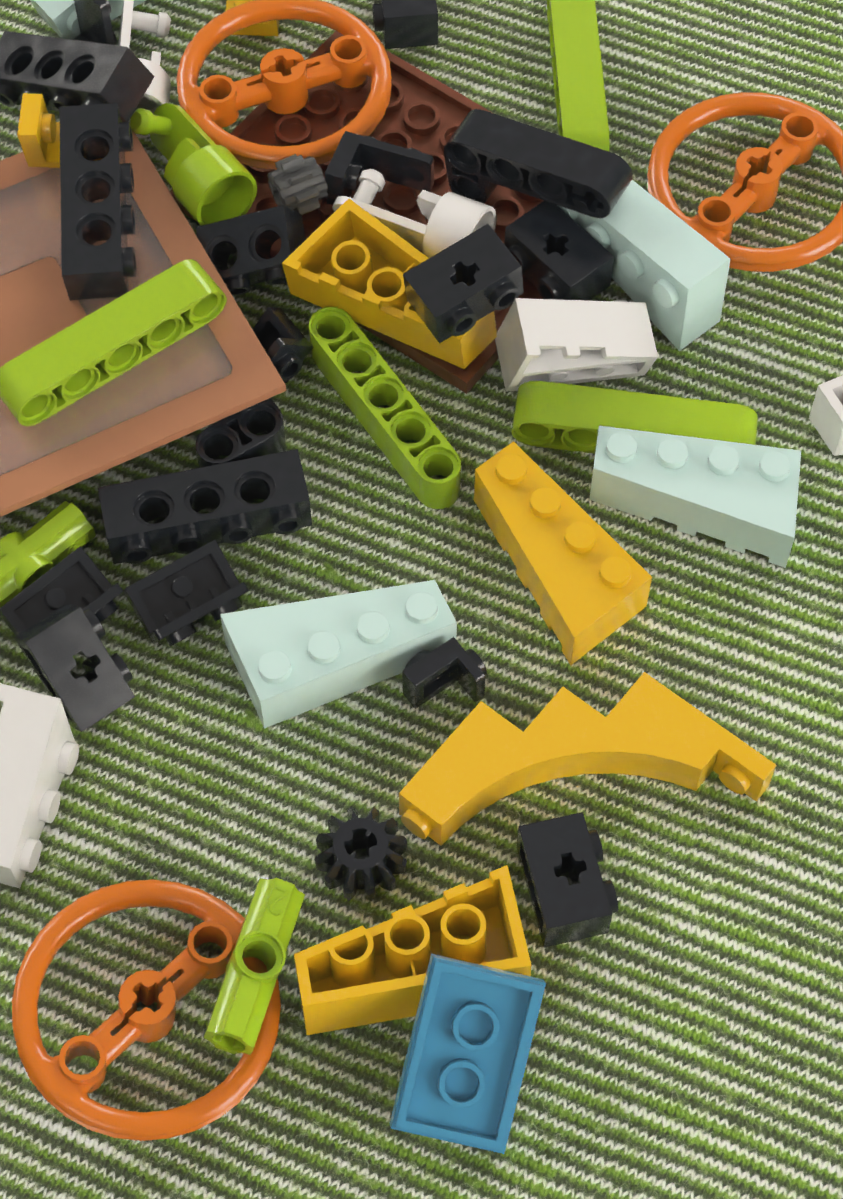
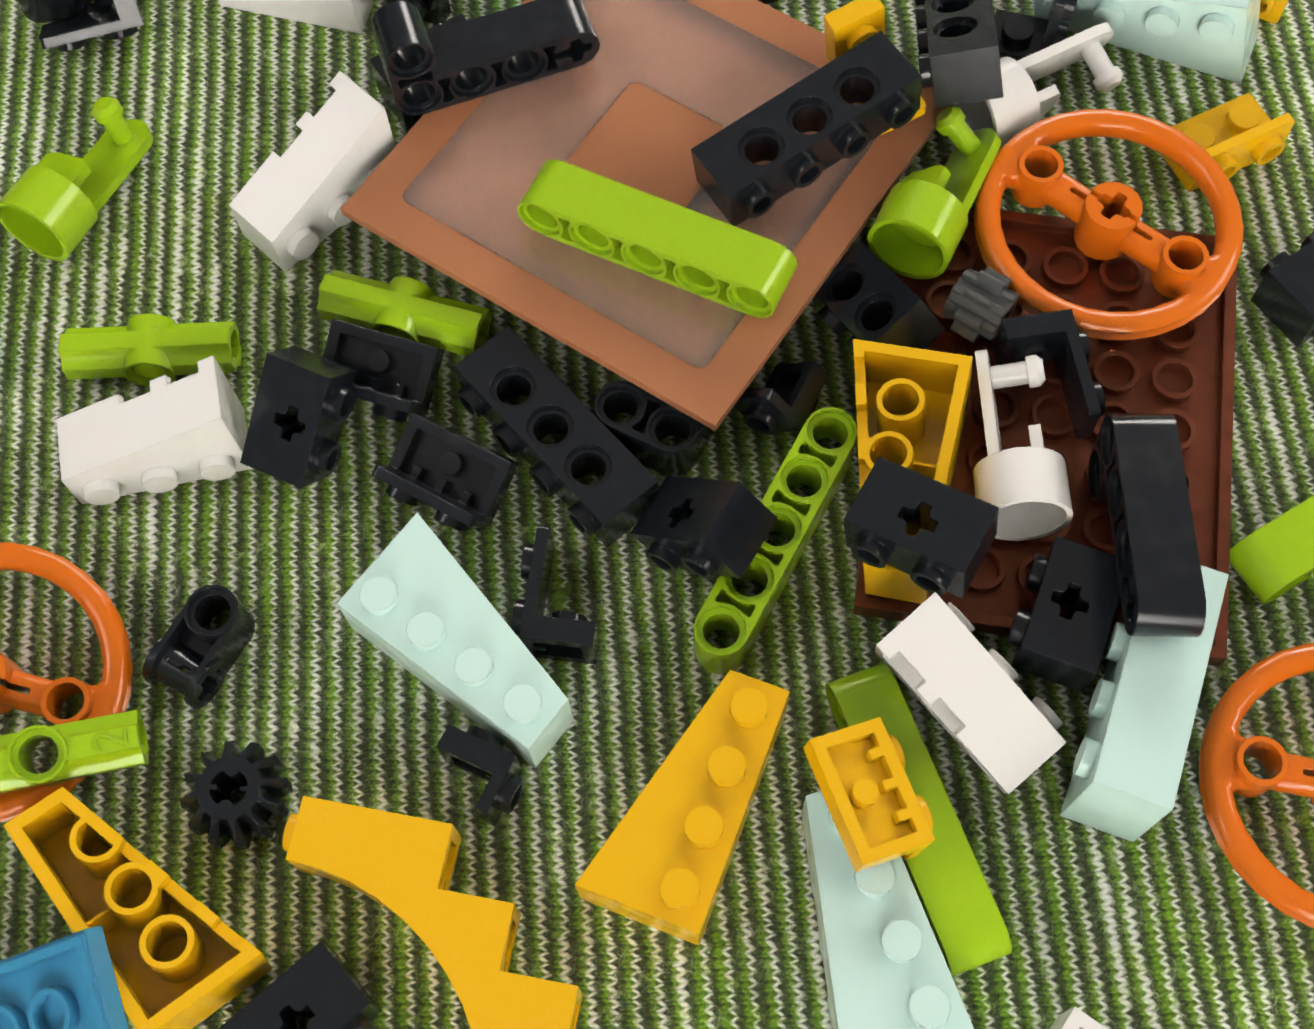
camera: 65 degrees right, 5 degrees up
(223, 838) = (197, 648): none -> black piece
(354, 436) = (703, 527): none -> black brick
(369, 572) = (565, 633): none -> black bracket
(620, 420) = (870, 794): none -> yellow bracket

